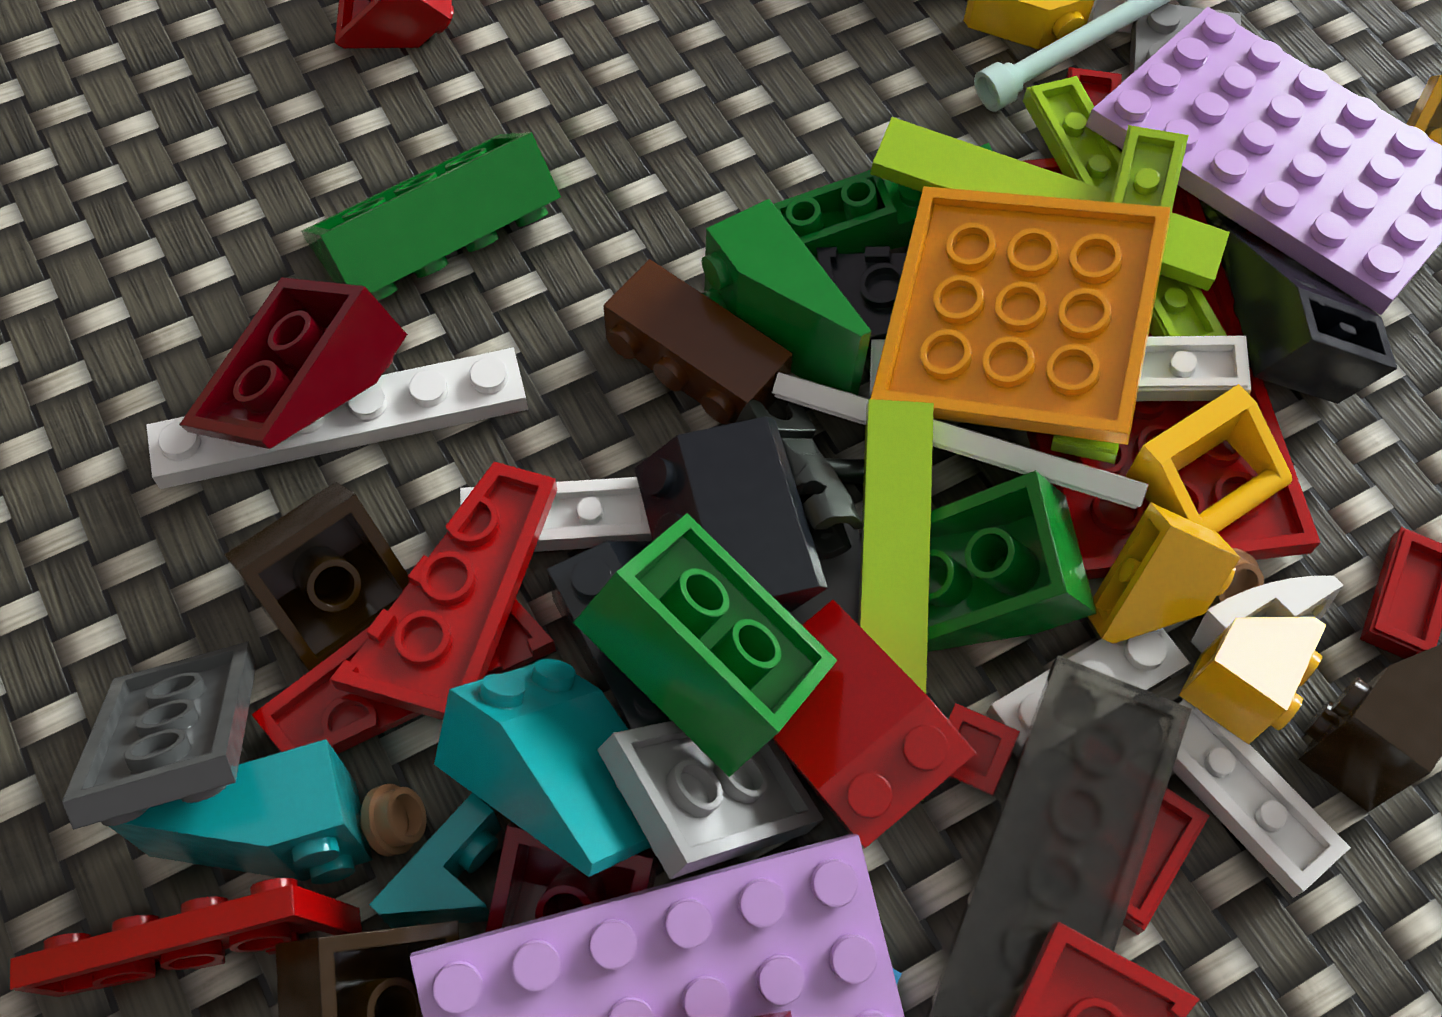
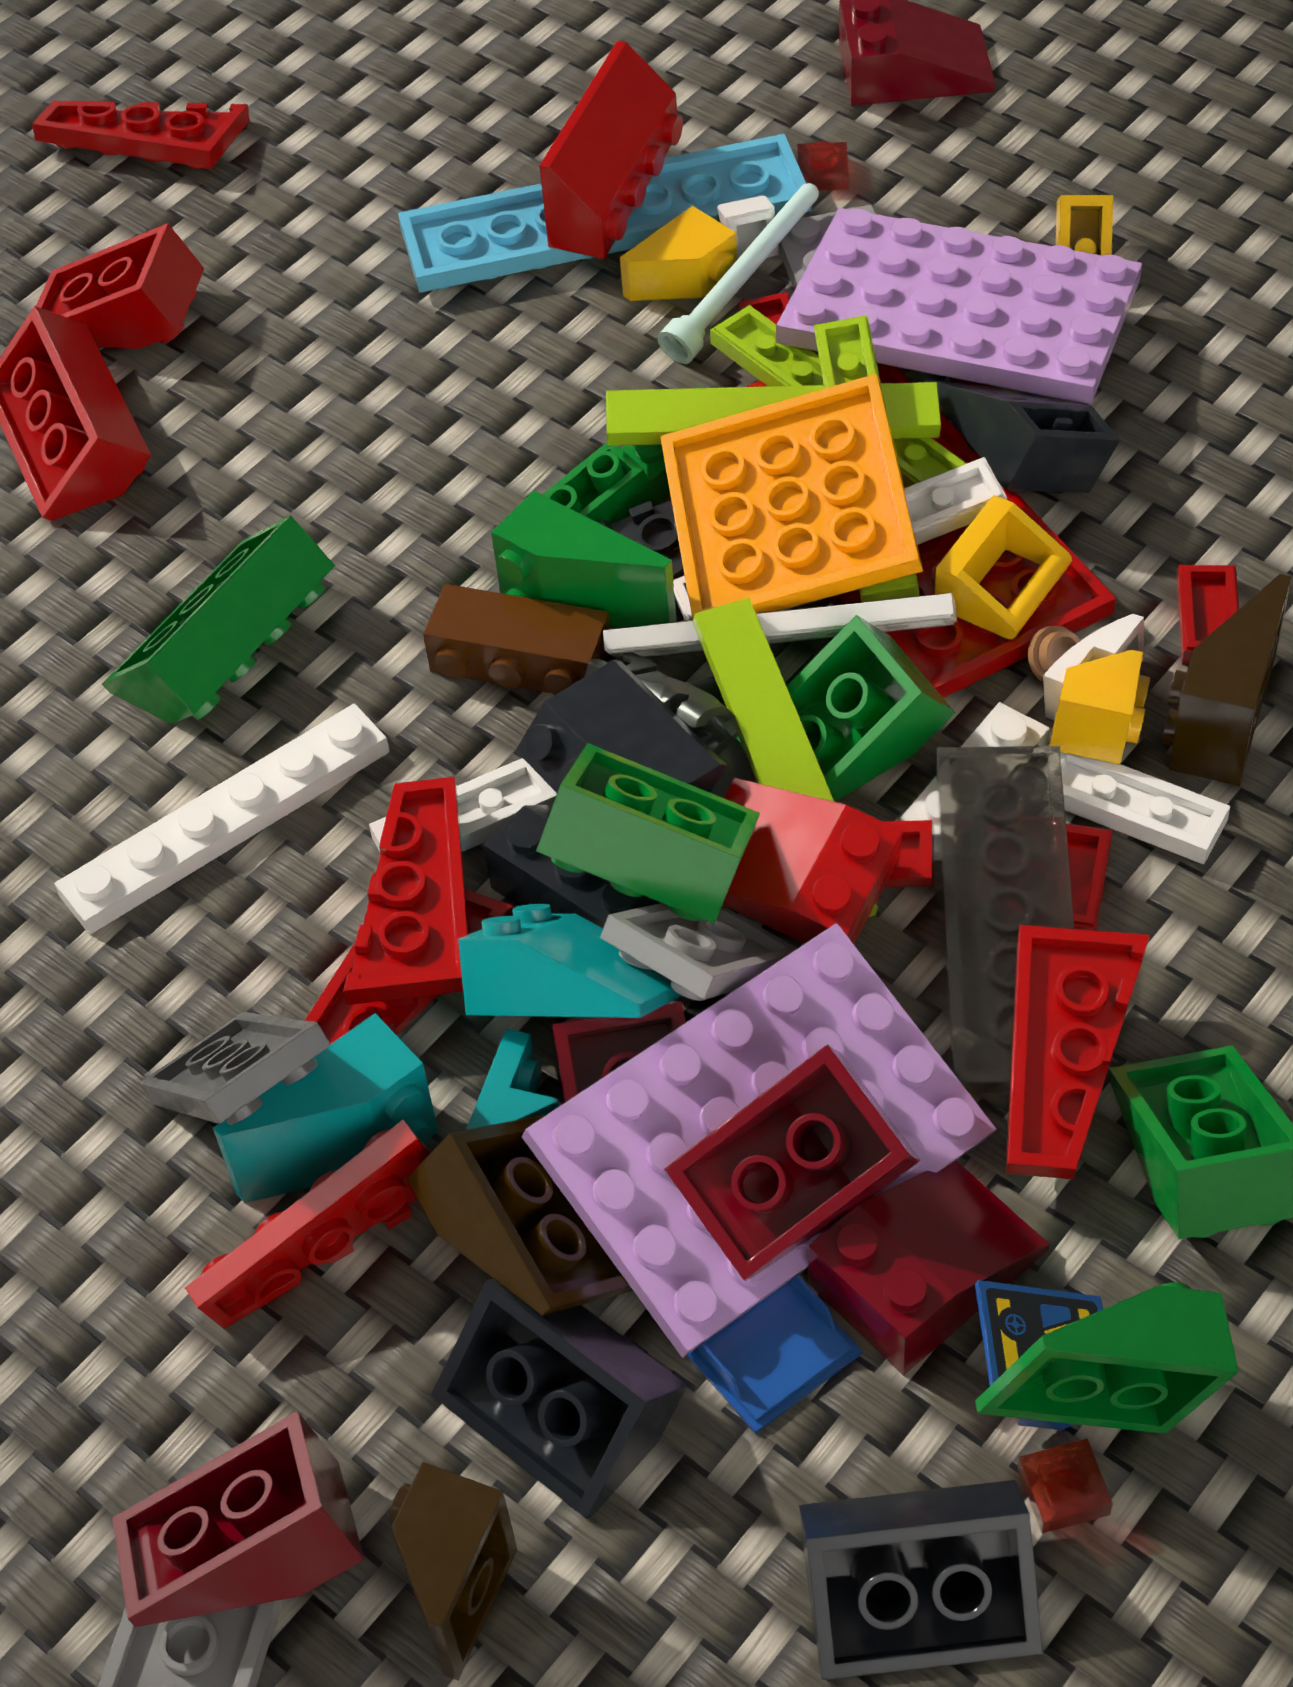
camera: 15 degrees left, 10 degrees down
(296, 363) = (176, 770): dark red slope -> none
(321, 573) = (281, 932): dark brown slope -> none
(392, 819) = (448, 1084): medium nougat plate -> none
(1162, 576) = (995, 665): yellow slope -> none

